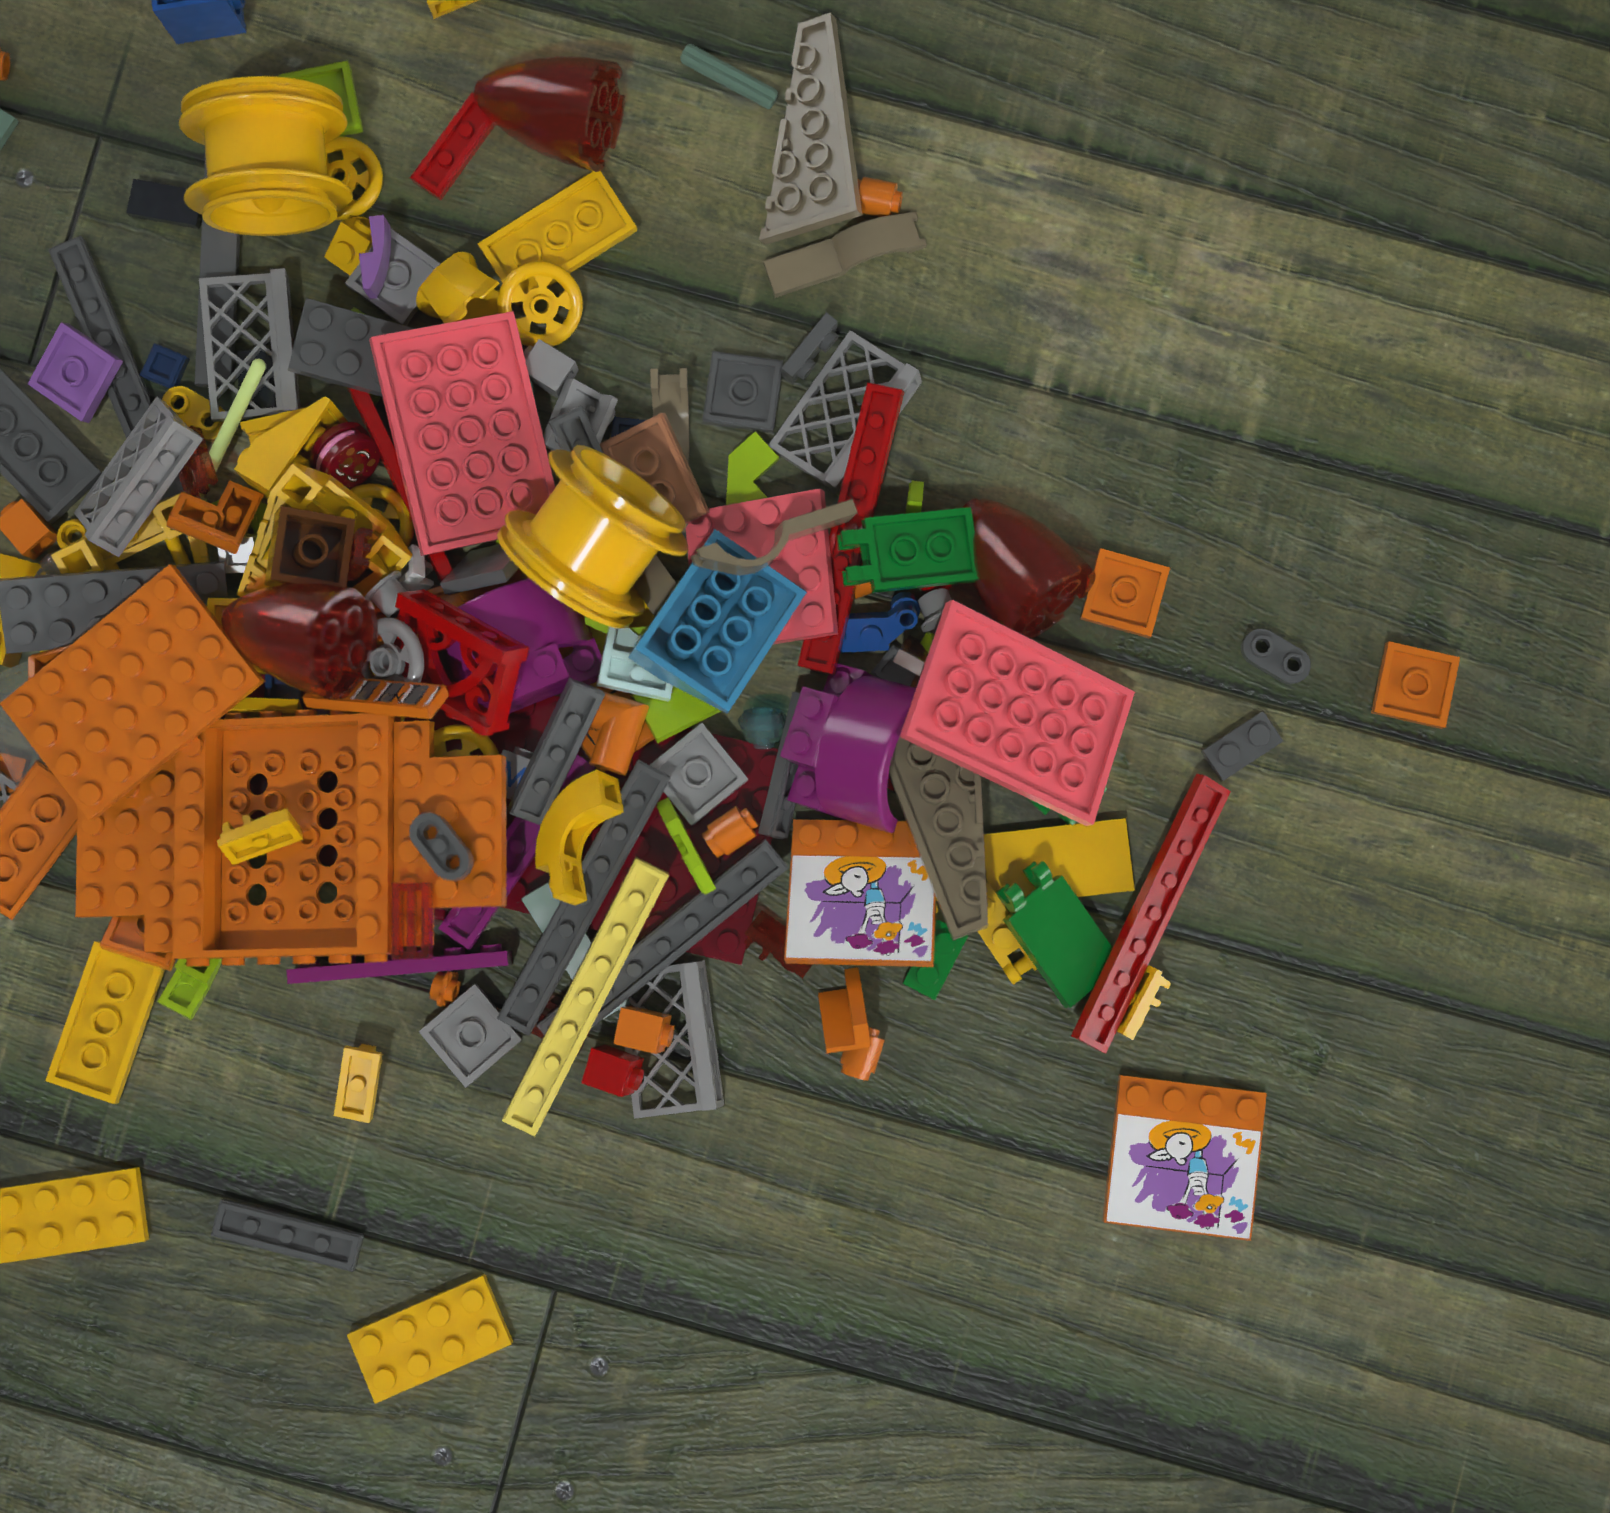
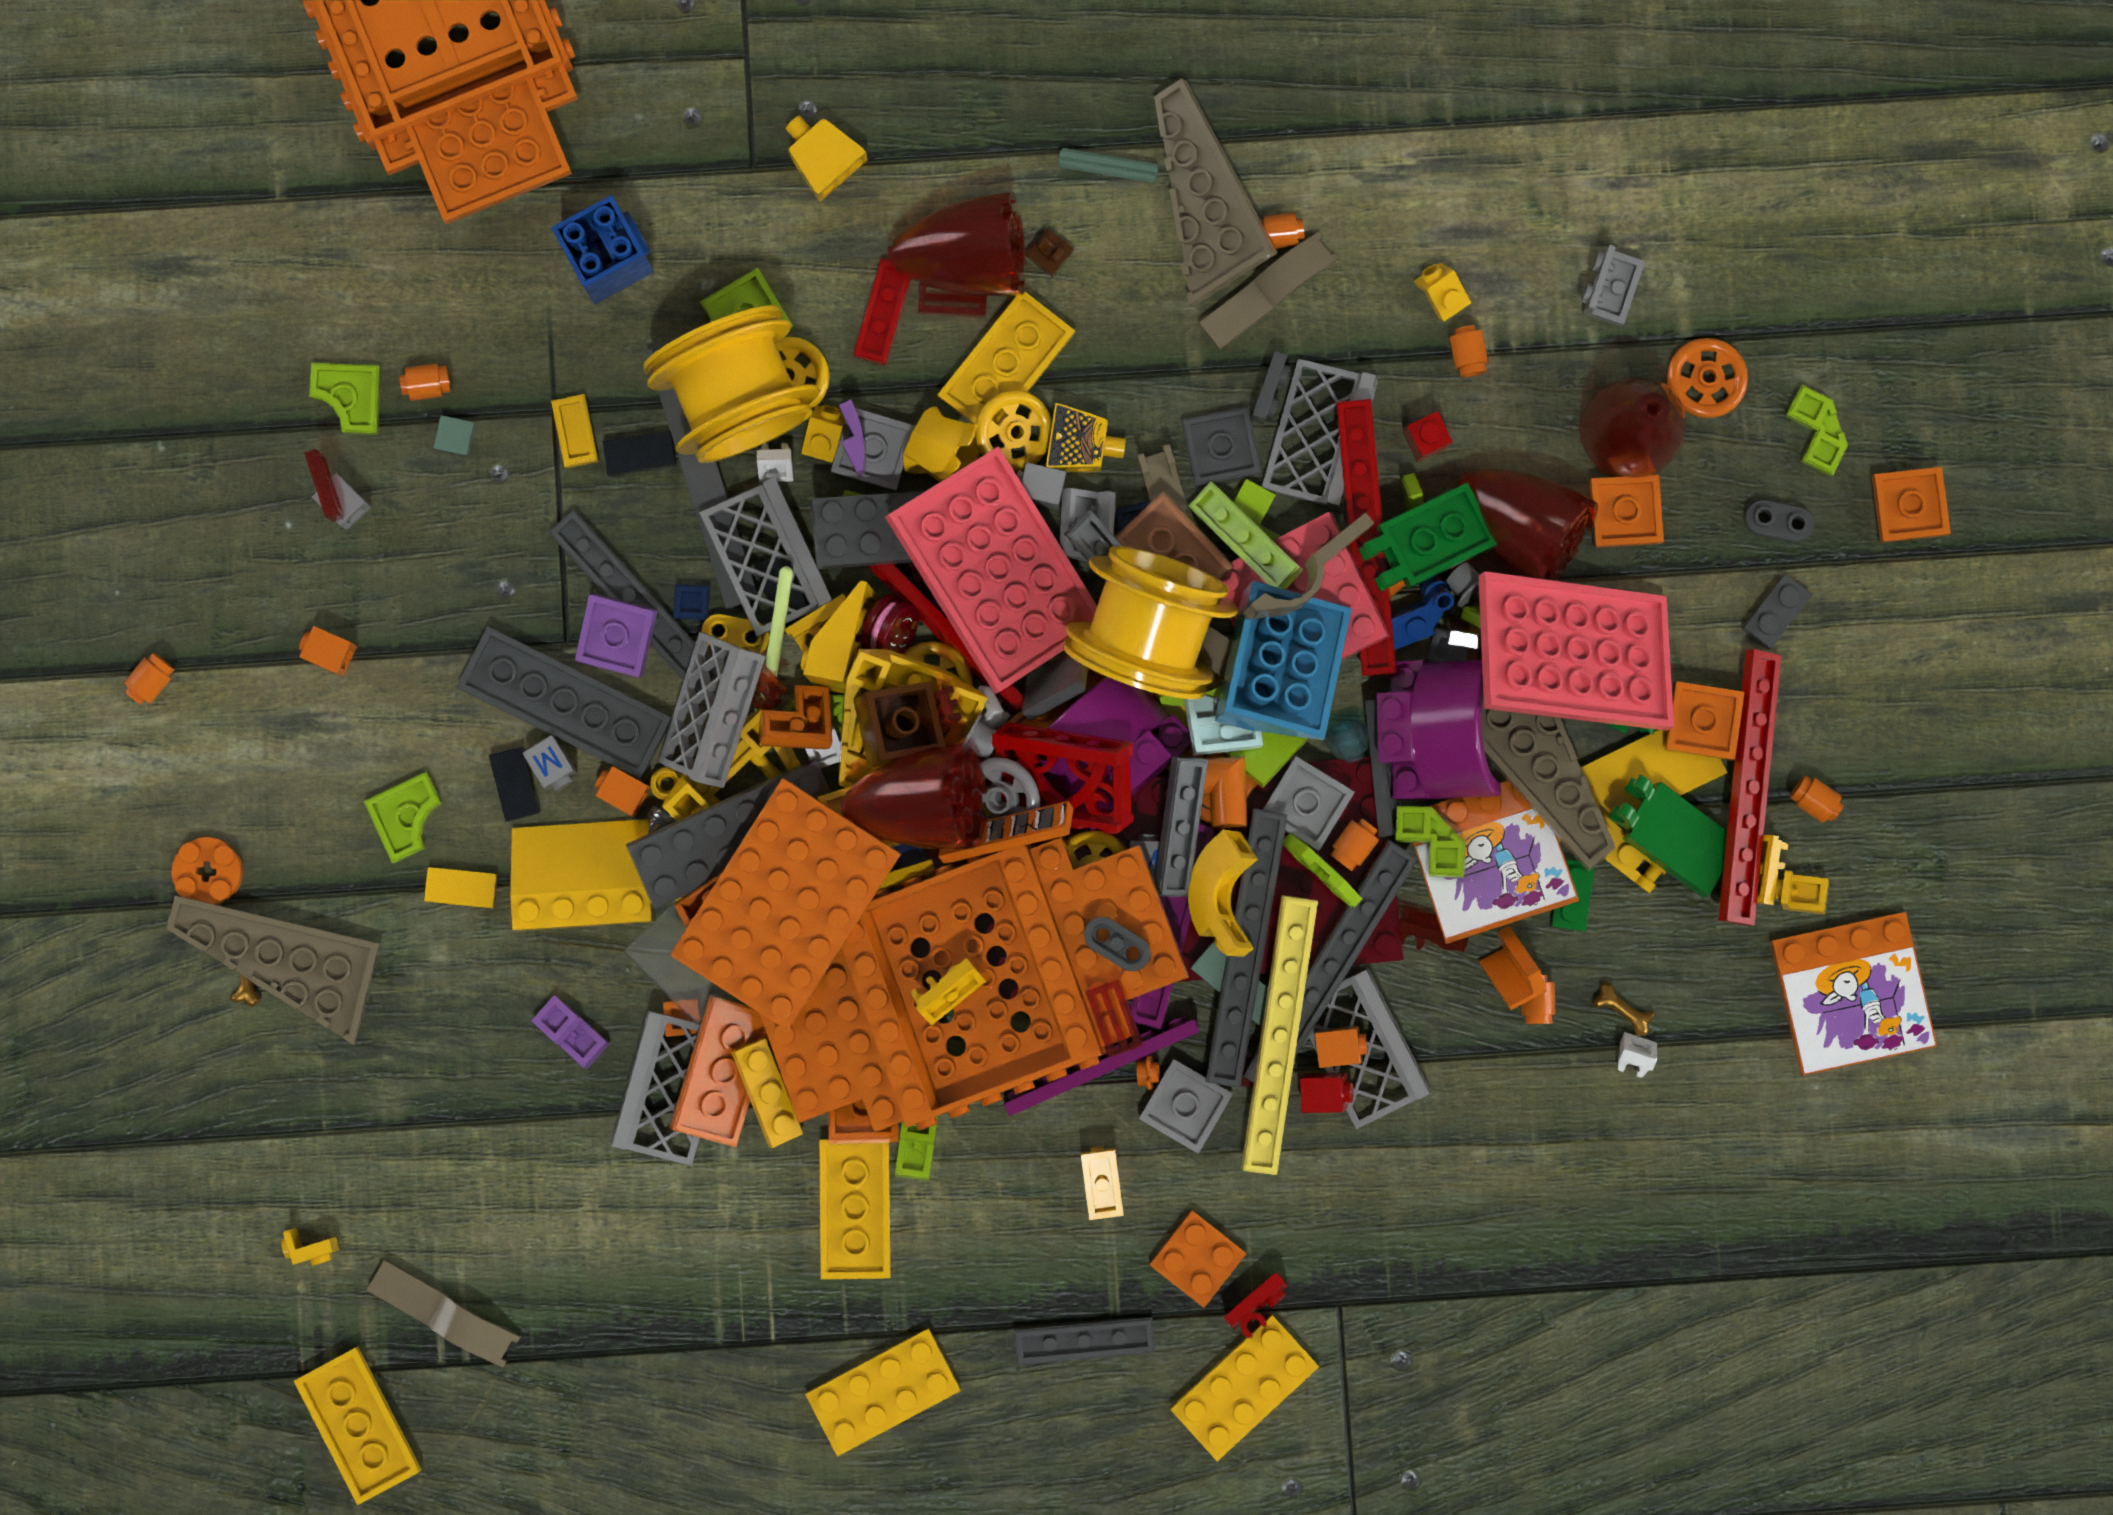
camera: 30 degrees left, 0 degrees up
(58, 875) = (767, 1092): none -> yellow plate
(111, 160) = (575, 431): none -> yellow tile
(294, 257) = (775, 463): none -> white tile
(429, 1192) = (1197, 1258): none -> orange plate
(485, 1252) = (1267, 1293): none -> red plate
(497, 157) = (949, 310): none -> clear red tile
(602, 338) = (1080, 441): none -> torso
(641, 143) = (1049, 252): none -> reddish brown tile
(730, 487) = (1245, 537): none -> lime tile
(820, 867) = (1426, 826): none -> lime tile
(936, 1077) = (1609, 999): none -> pearl gold piece
(944, 1141) = (1637, 1052): none -> white tile
(950, 450) = (1427, 436): none -> red brick
(1018, 311) = (1443, 290): none -> yellow bracket
(1022, 380) = (1469, 351): none -> orange brick
(1128, 830) = (1705, 721): none -> orange plate
(1161, 511) = (1633, 427): none -> clear red cylinder
(1167, 1038) = (1802, 893): none -> yellow bracket
(1190, 365) = (1613, 286): none -> light grey bracket
(1215, 948) = (1817, 799): none -> orange brick
(1243, 516) = (1724, 356): none -> orange plate
(1354, 564) = (1820, 416): none -> lime tile

